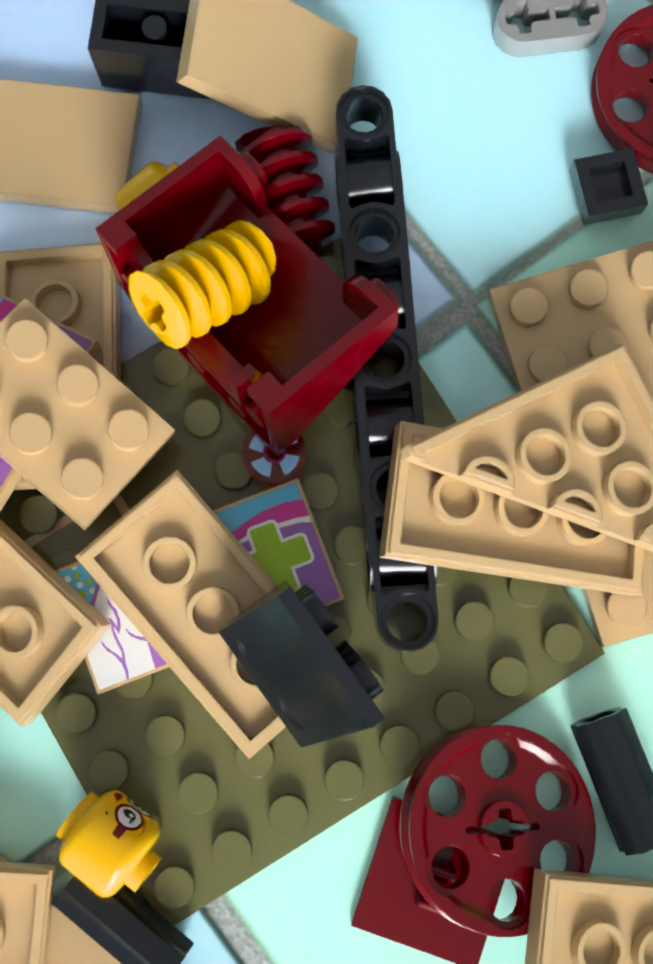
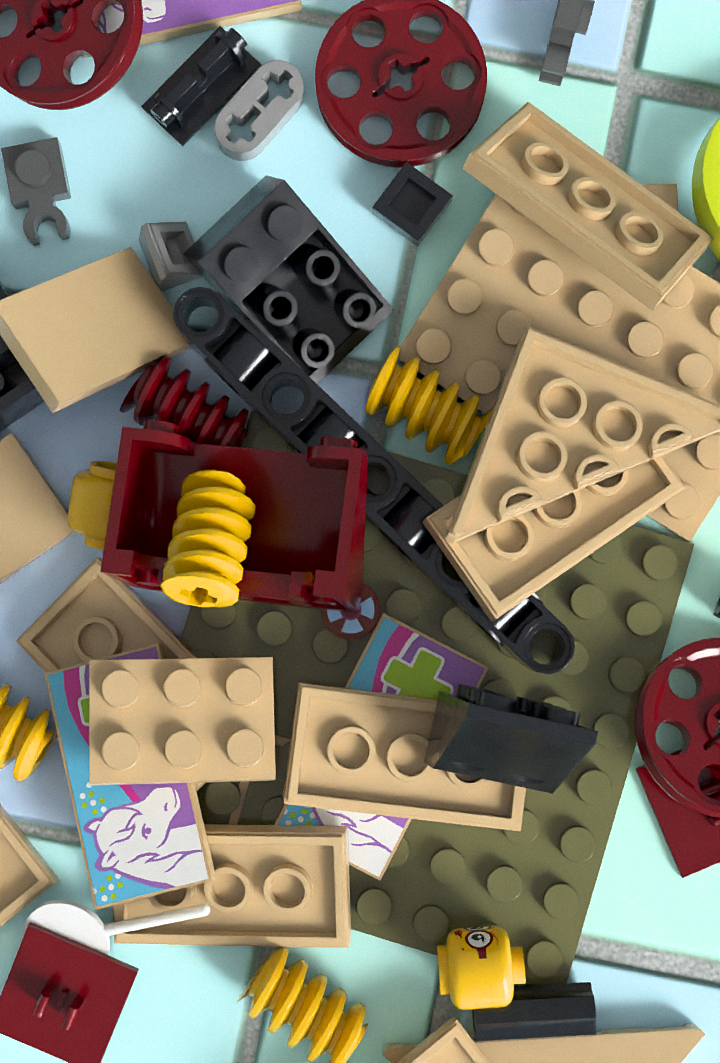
camera: 40 degrees left, 5 degrees up
(386, 63) = (164, 249): none -> light grey slope
(461, 160) = (289, 277): none -> black slope
(476, 344) = (426, 407): none -> yellow piece

